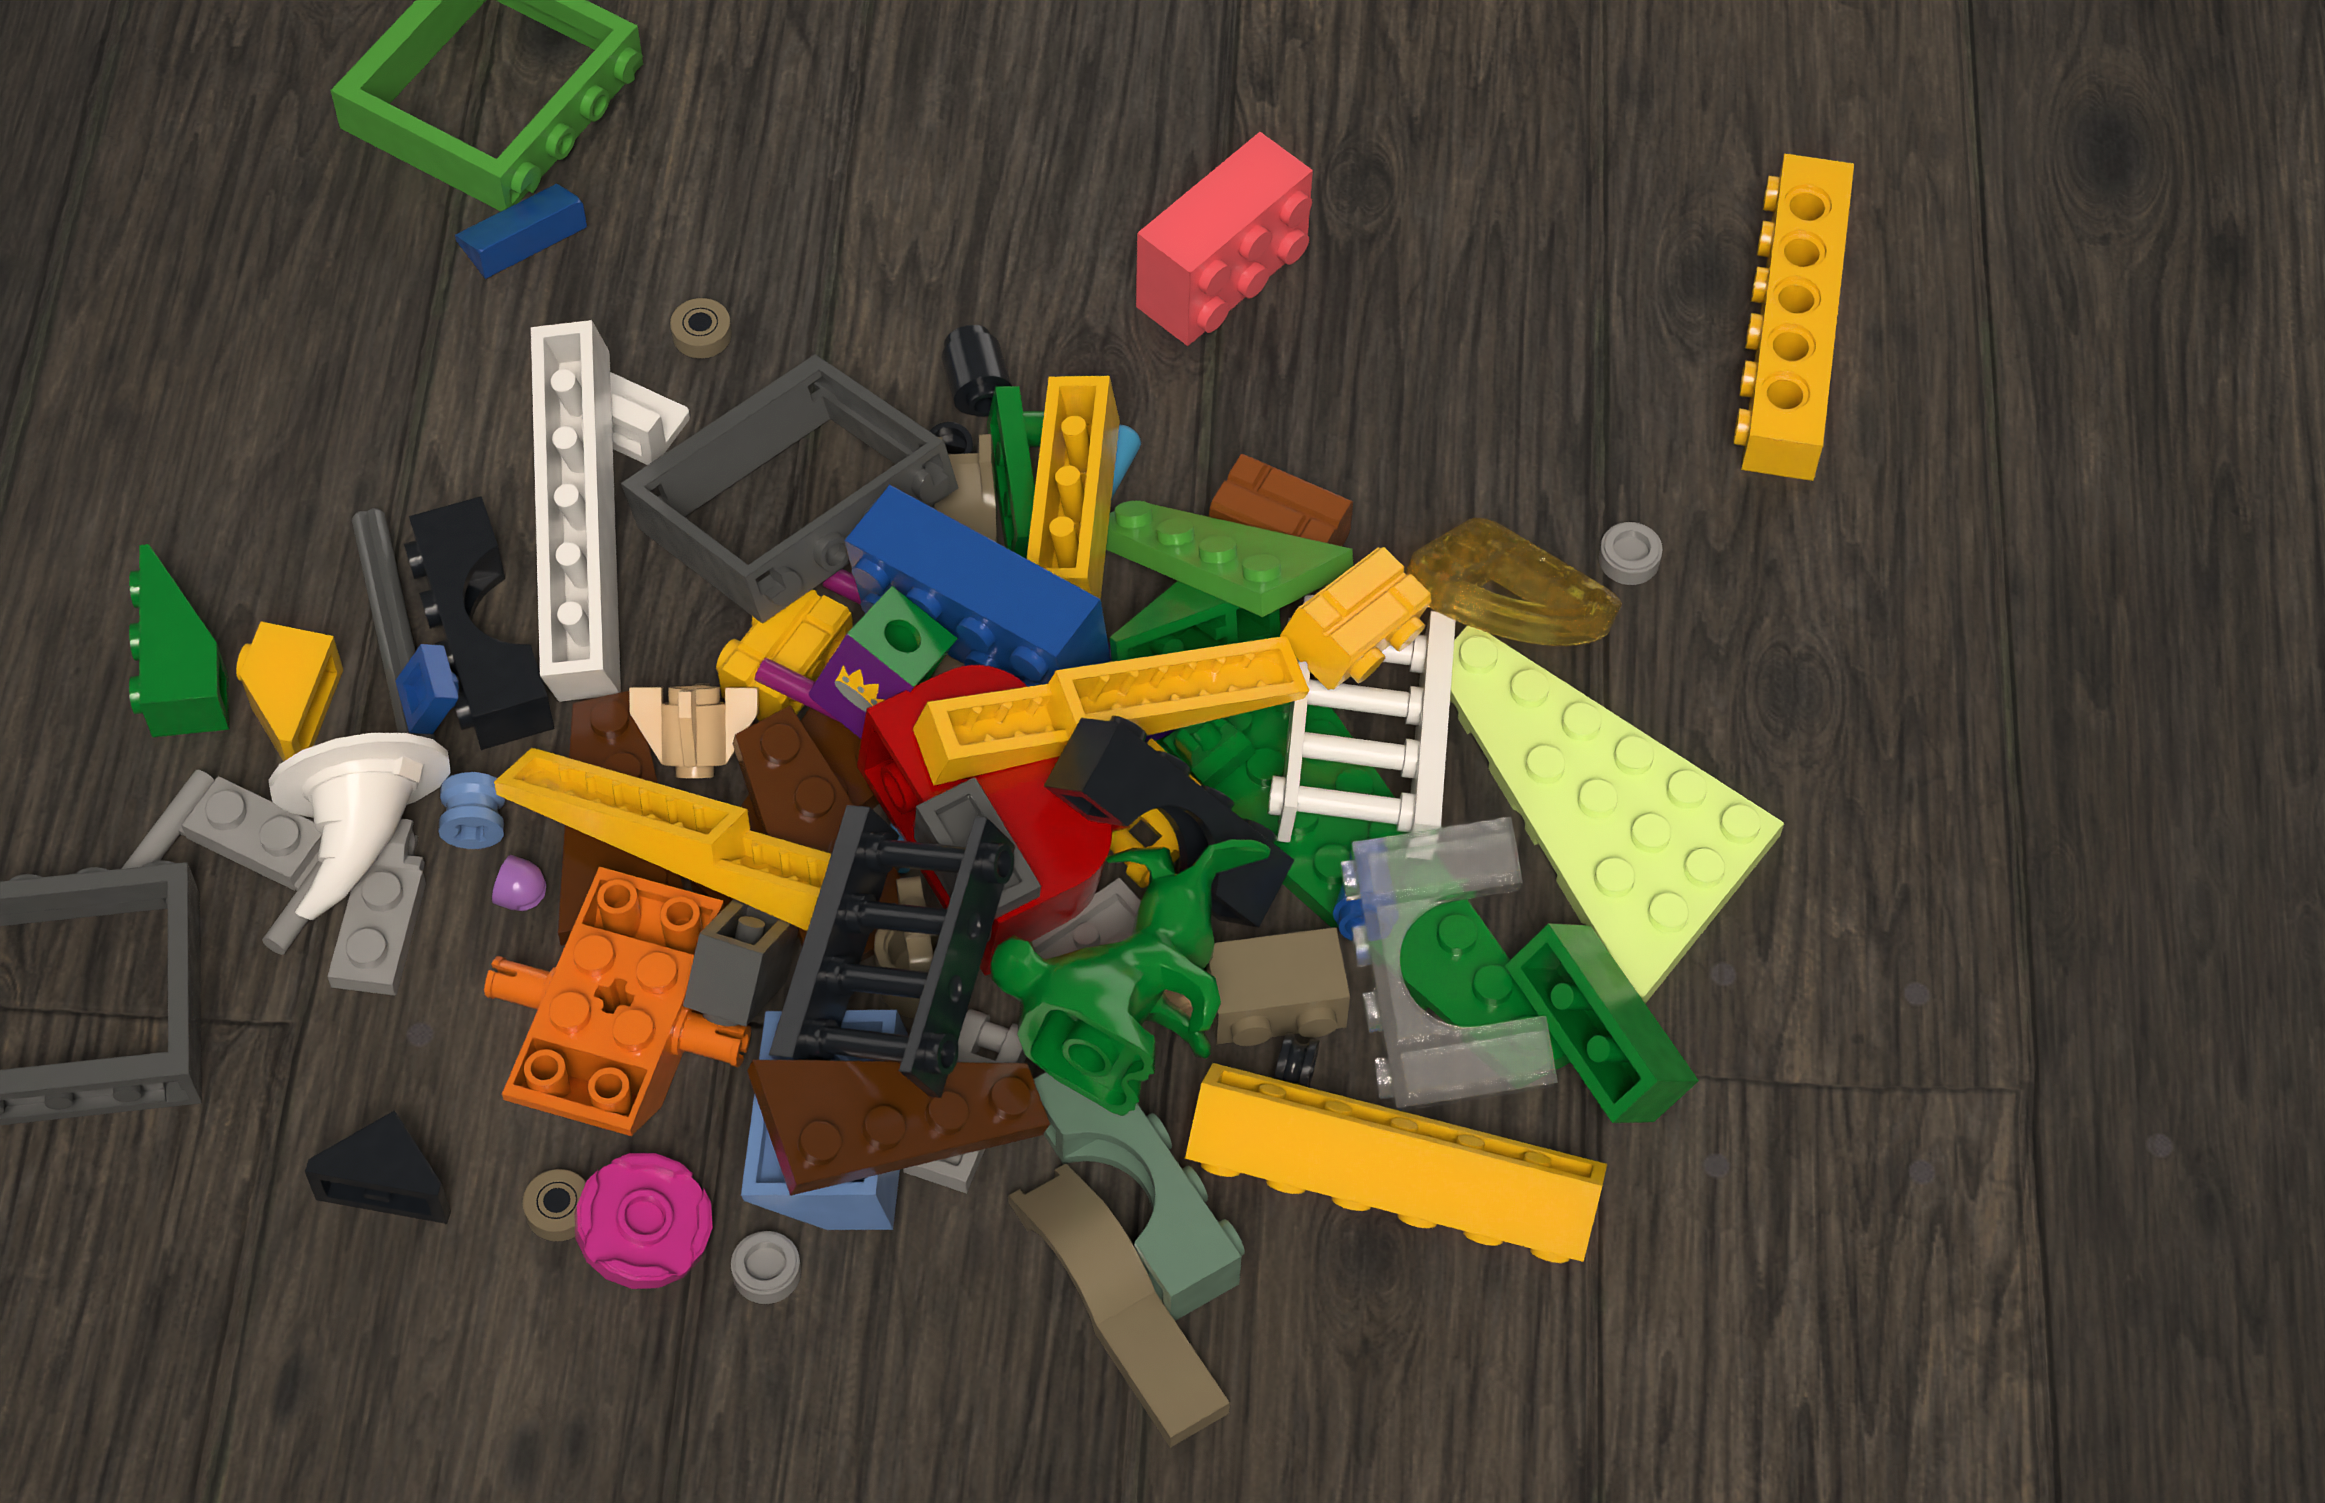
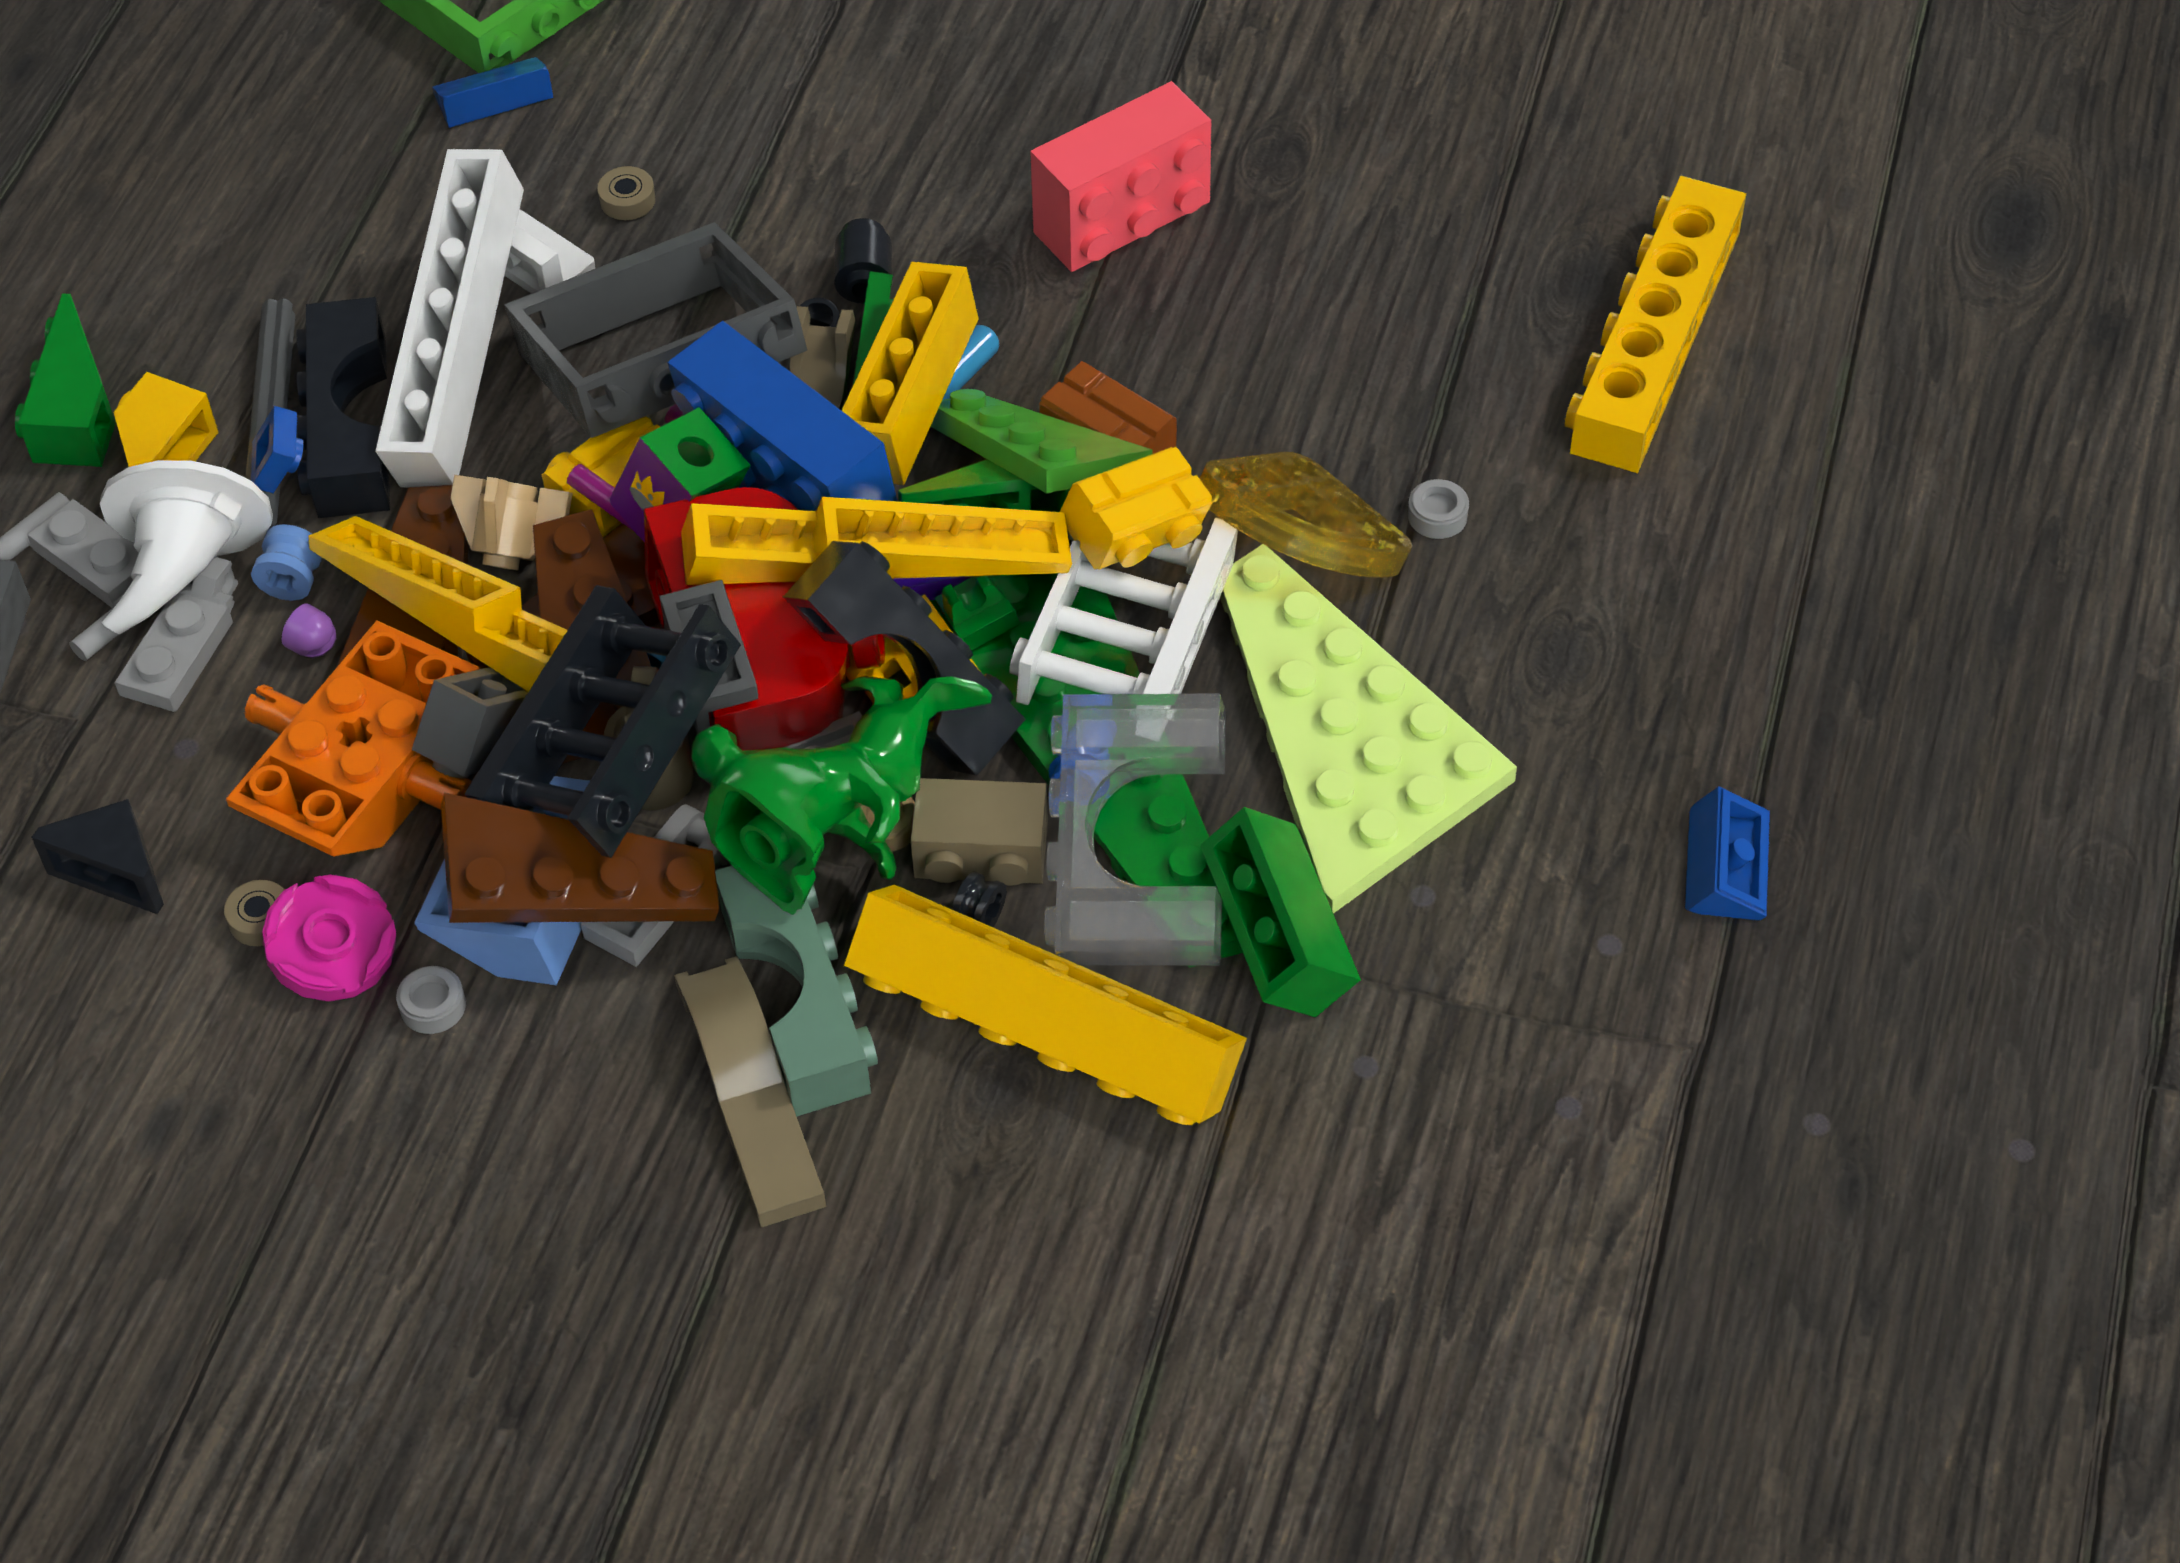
camera: 15 degrees right, 5 degrees down
(2007, 882) = (1727, 857): none -> blue slope

